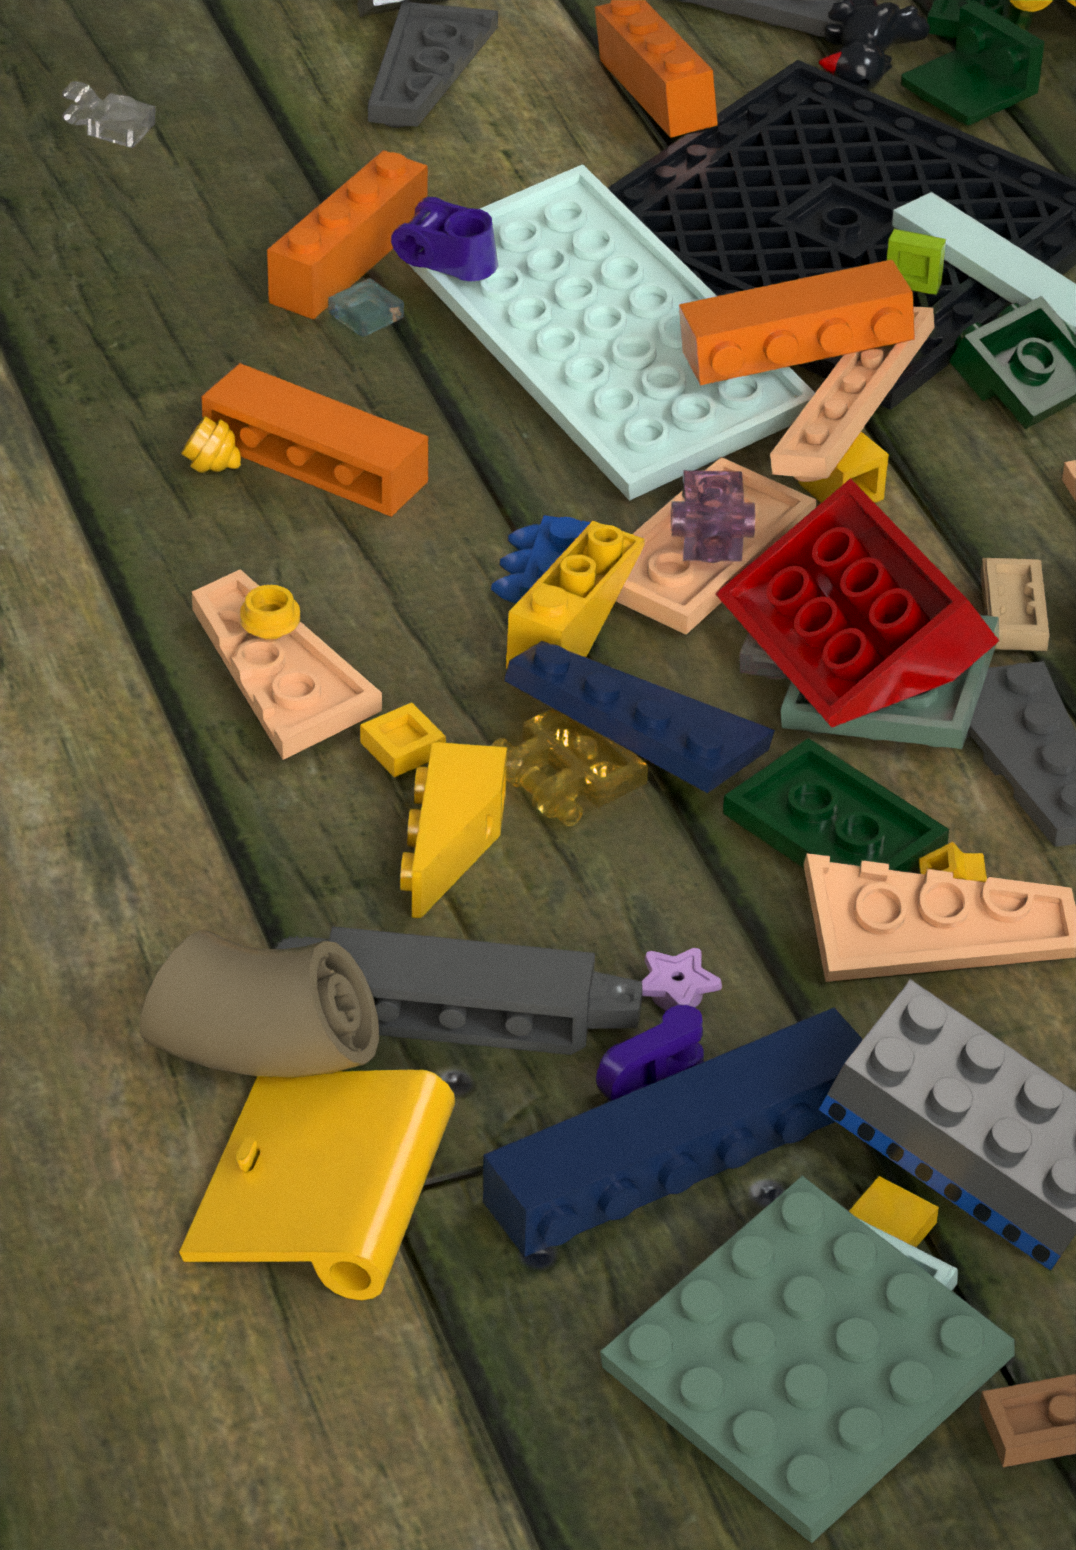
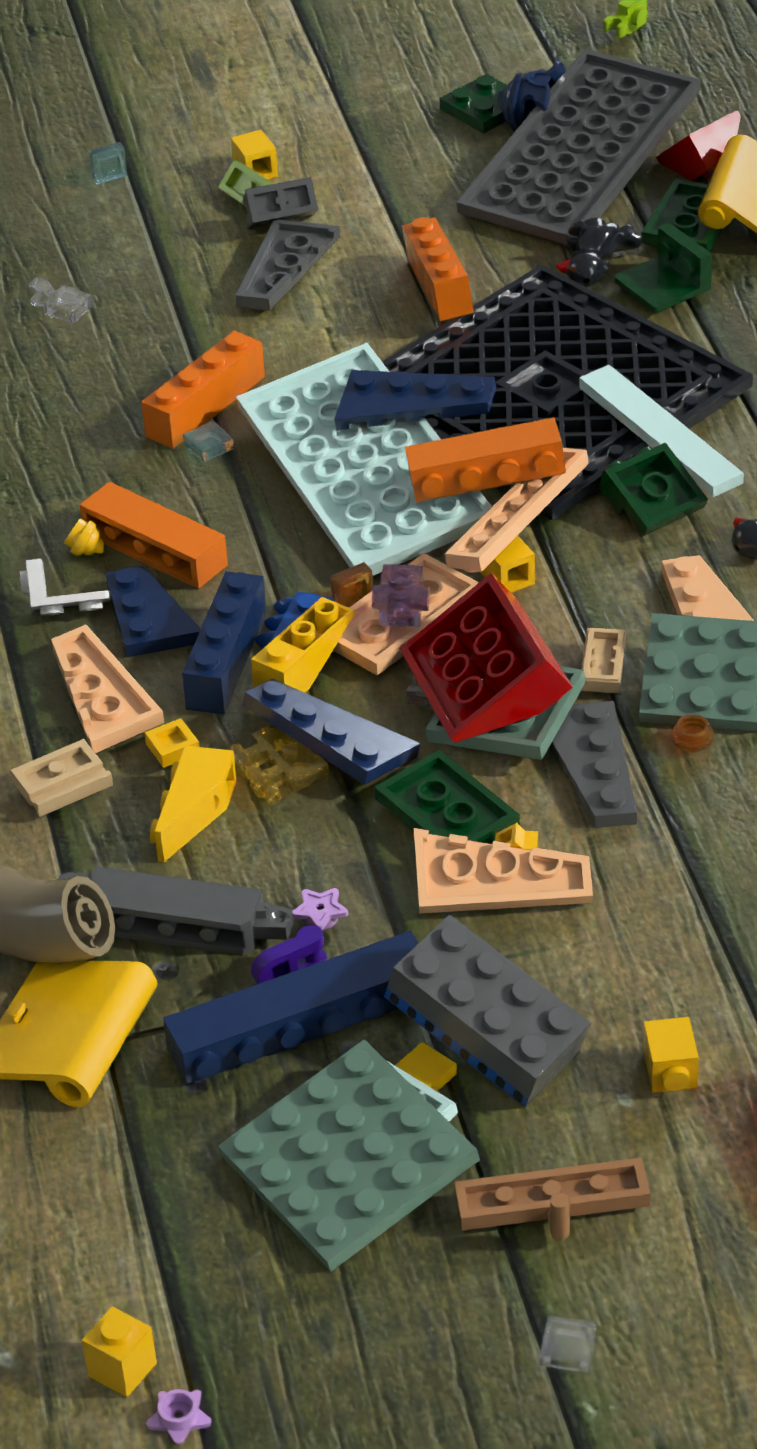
camera: 10 degrees right, 0 degrees up
(153, 510) = (34, 583): none -> white bracket
(244, 796) = (61, 777): none -> tan plate
(269, 612) = (96, 654): yellow plate -> none
(325, 554) = (147, 614): none -> dark blue wing
(453, 240) = (263, 397): dark purple piece -> none
(454, 592) = (224, 643): none -> dark blue brick
(627, 502) = (351, 584): none -> clear orange plate
(649, 234) = (390, 395): none -> dark blue wing
(918, 259) = (584, 415): lime plate -> none

